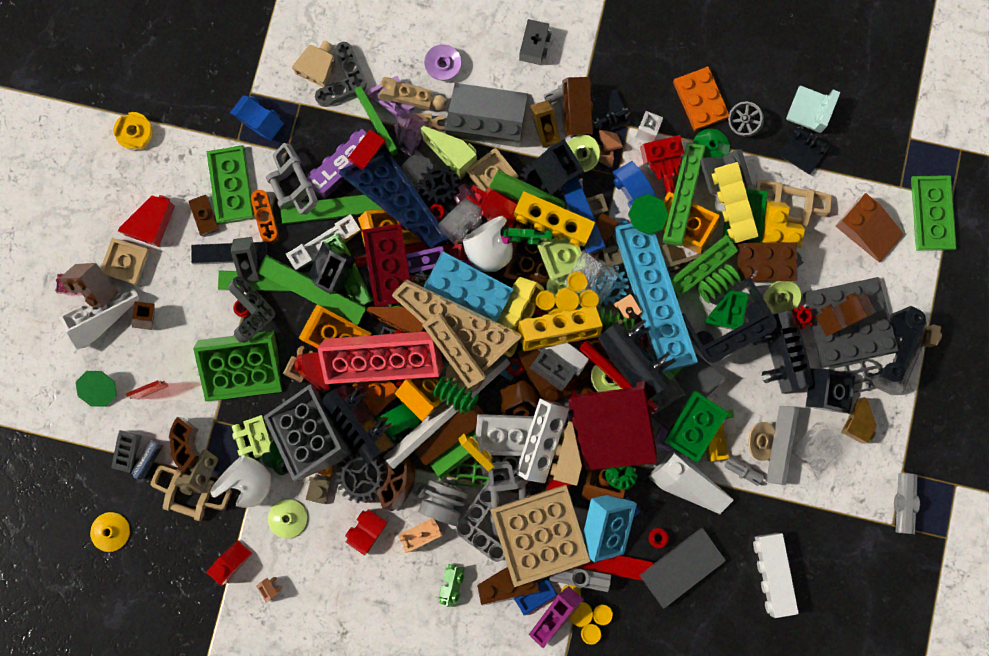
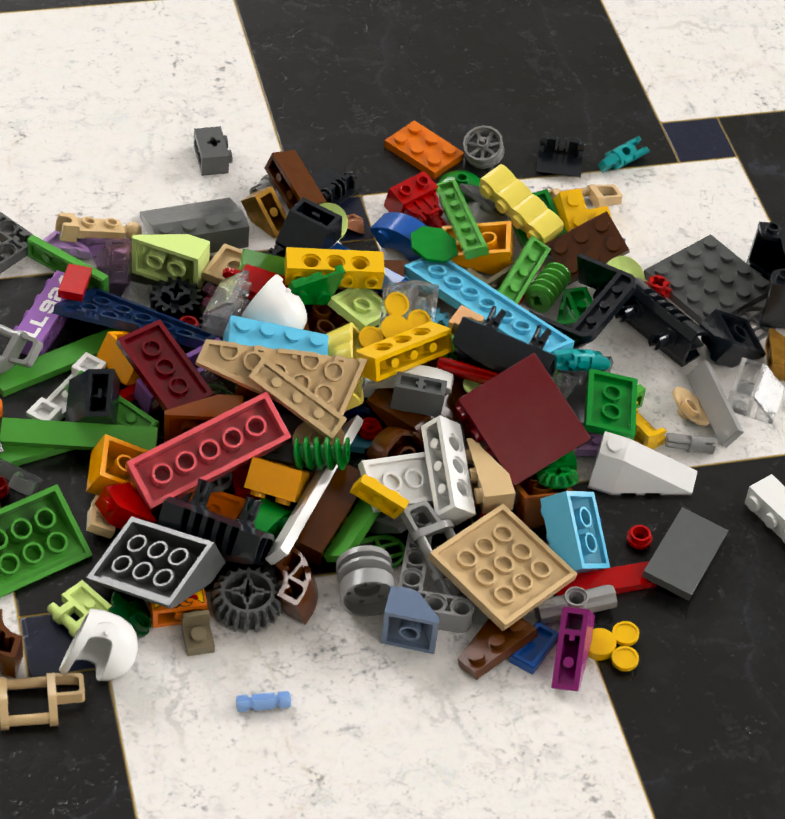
camera: 35 degrees left, 35 degrees down
(200, 475) = (32, 673): dark tan bracket -> none
(229, 563) = (123, 755): red slope -> none
(267, 590) = (191, 760): nougat tile -> none
(297, 517) = (177, 691): yellowish green dish -> none
(335, 560) = (263, 701): none -> light blue axle
(366, 531) = (286, 653): red brick -> none
(420, 535) = (357, 634): light nougat hinge -> none
(422, 494) = (333, 593): light grey hinge -> none
(442, 54) = (116, 194): lavender dish -> none
(450, 594) = (431, 679): bright green hinge -> none
(453, 549) = (409, 621): none -> sand blue slope
(609, 140) = (350, 208): nougat slope -> none
(649, 127) = (380, 185): white slope -> none
(694, 377) = (581, 360): none -> teal hinge
(812, 108) = (540, 122): light aqua bracket -> none
(846, 313) = (698, 263): reddish brown brick -> none
(848, 169) = (622, 155): none -> teal hinge
(870, 227) = (672, 197): dark orange slope -> none
(933, 213) = (727, 171): bright green tile -> none

